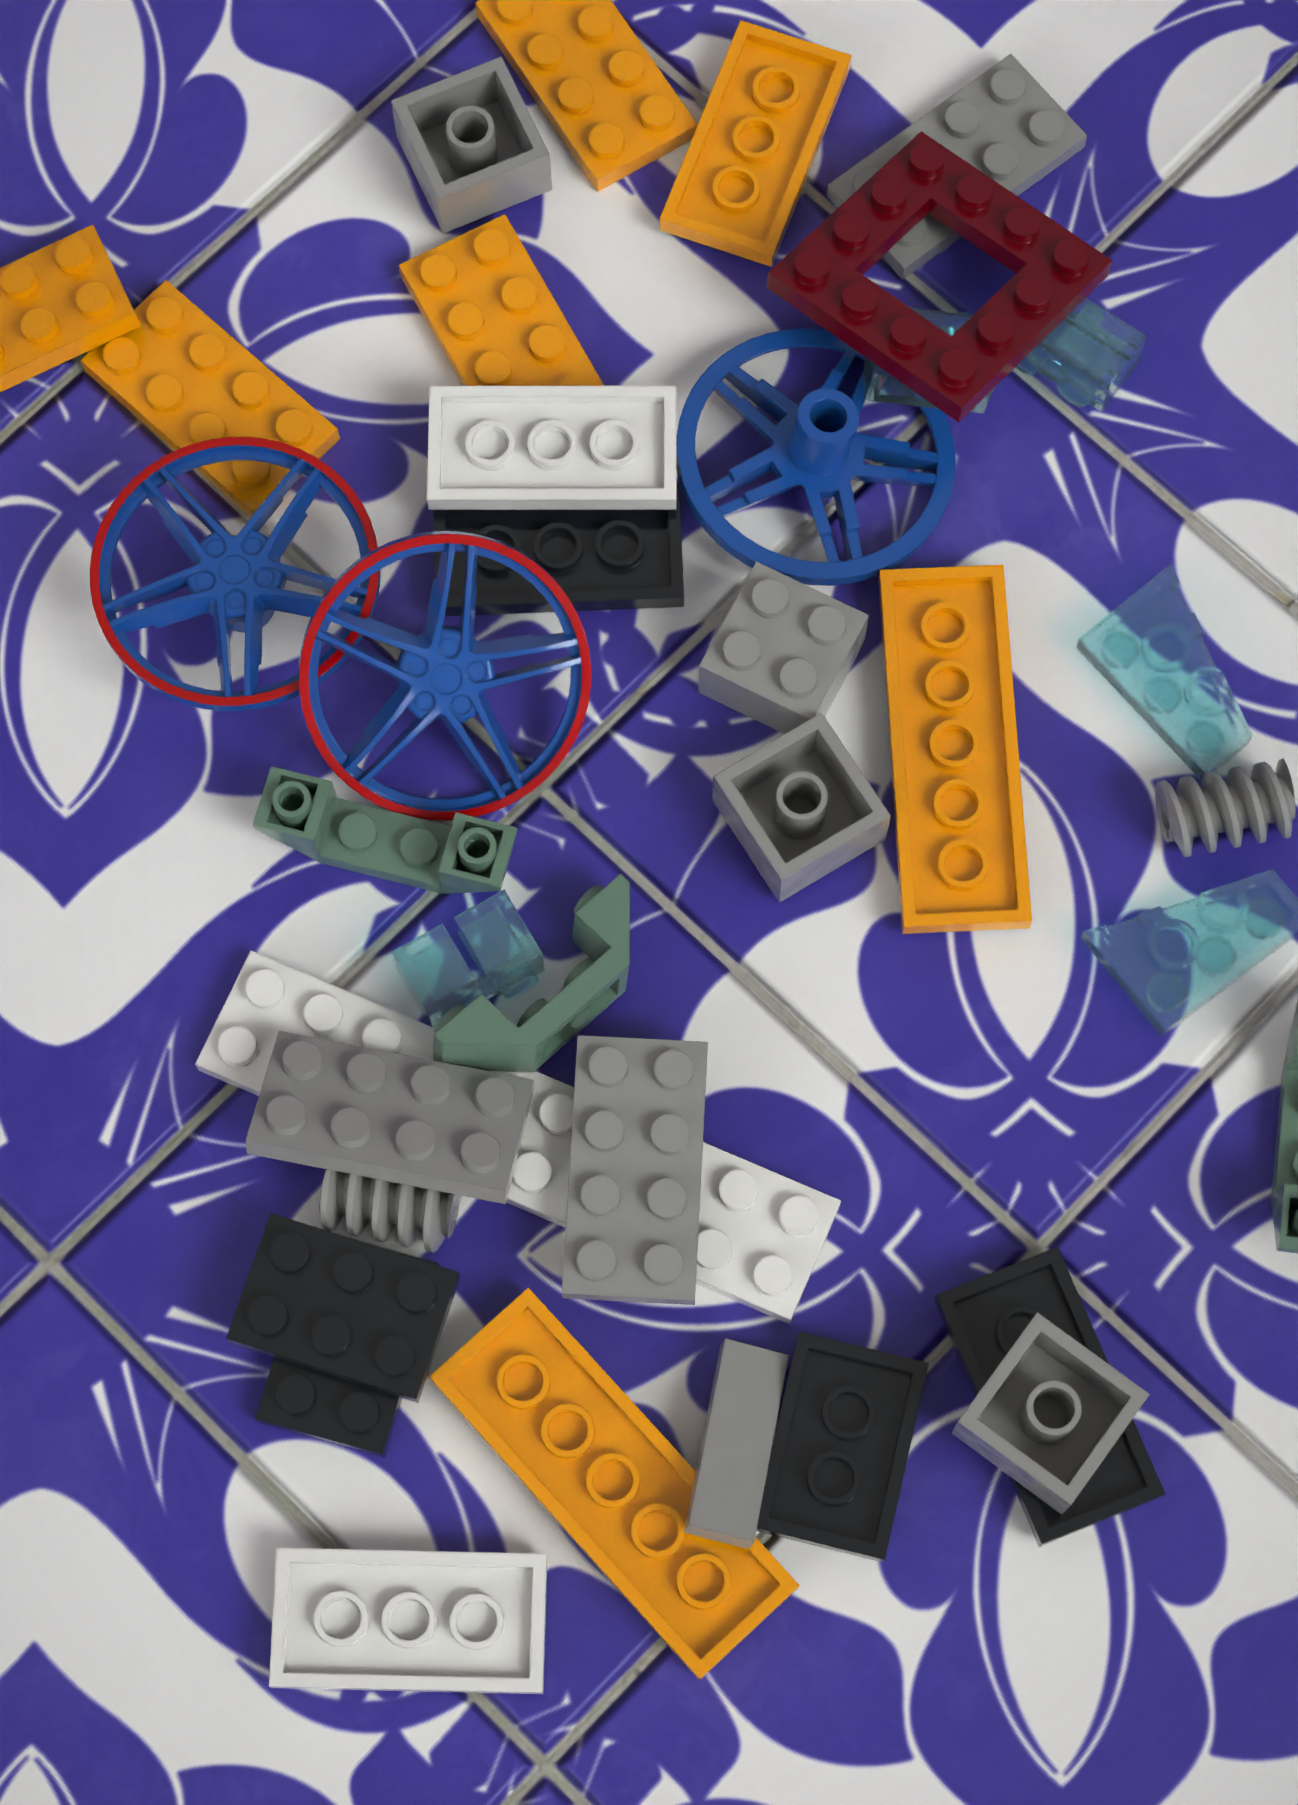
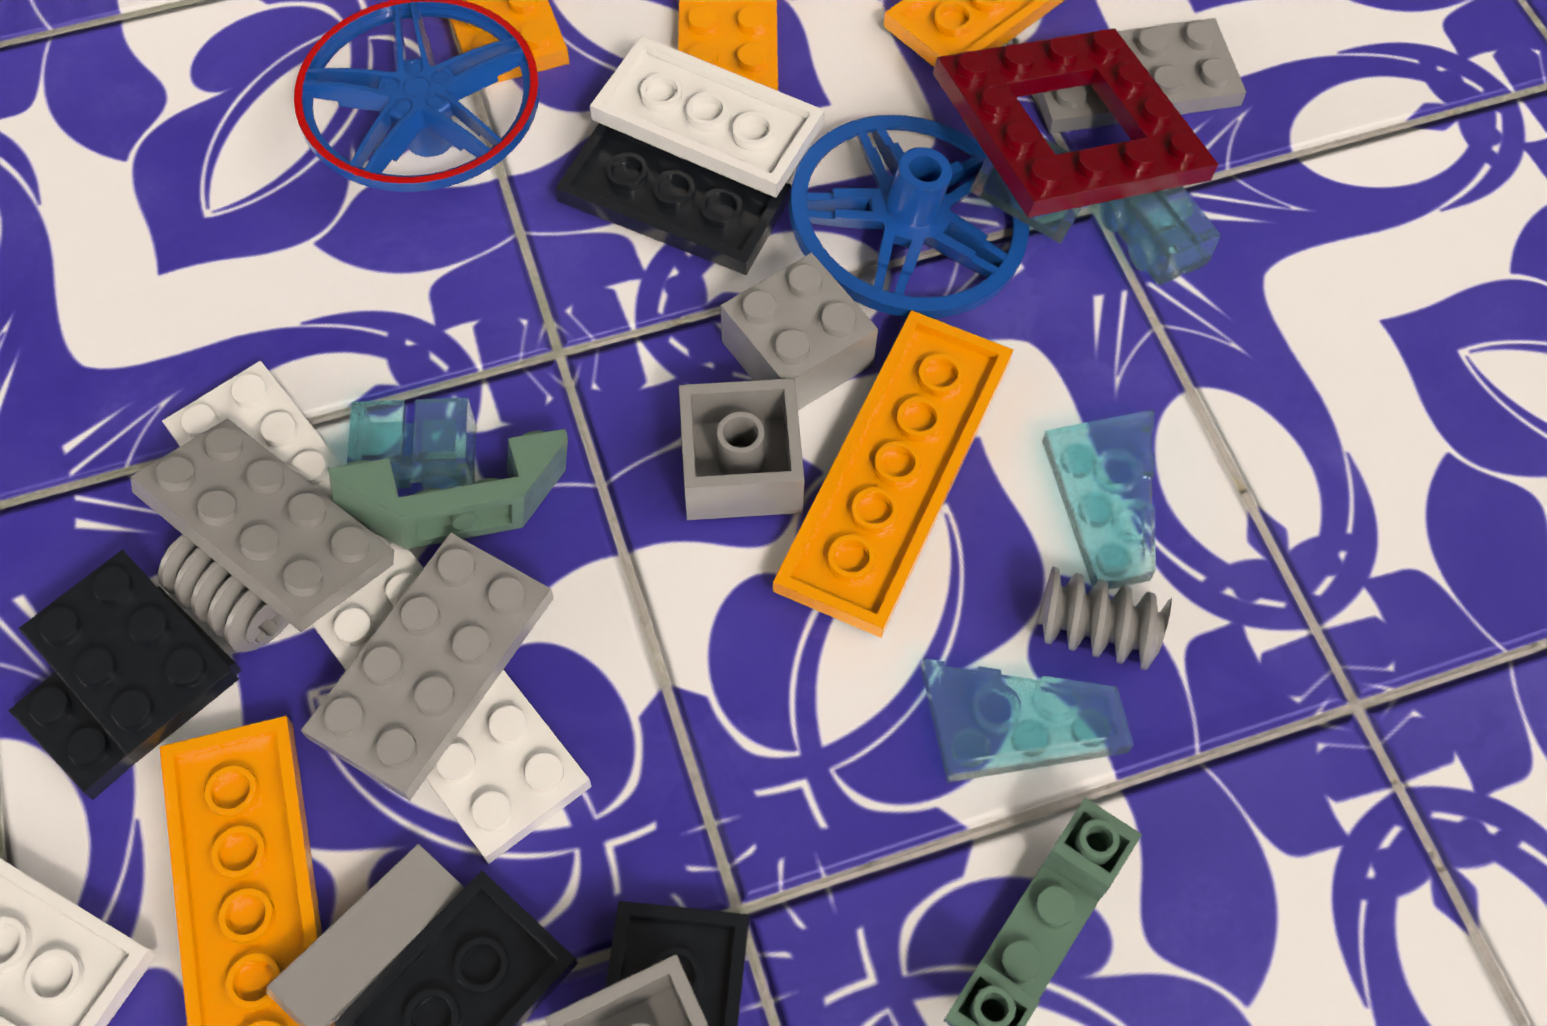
camera: 25 degrees right, 10 degrees down
(383, 843) = (400, 325): sand green slope -> none
(444, 675) = (519, 222): blue wheel -> none

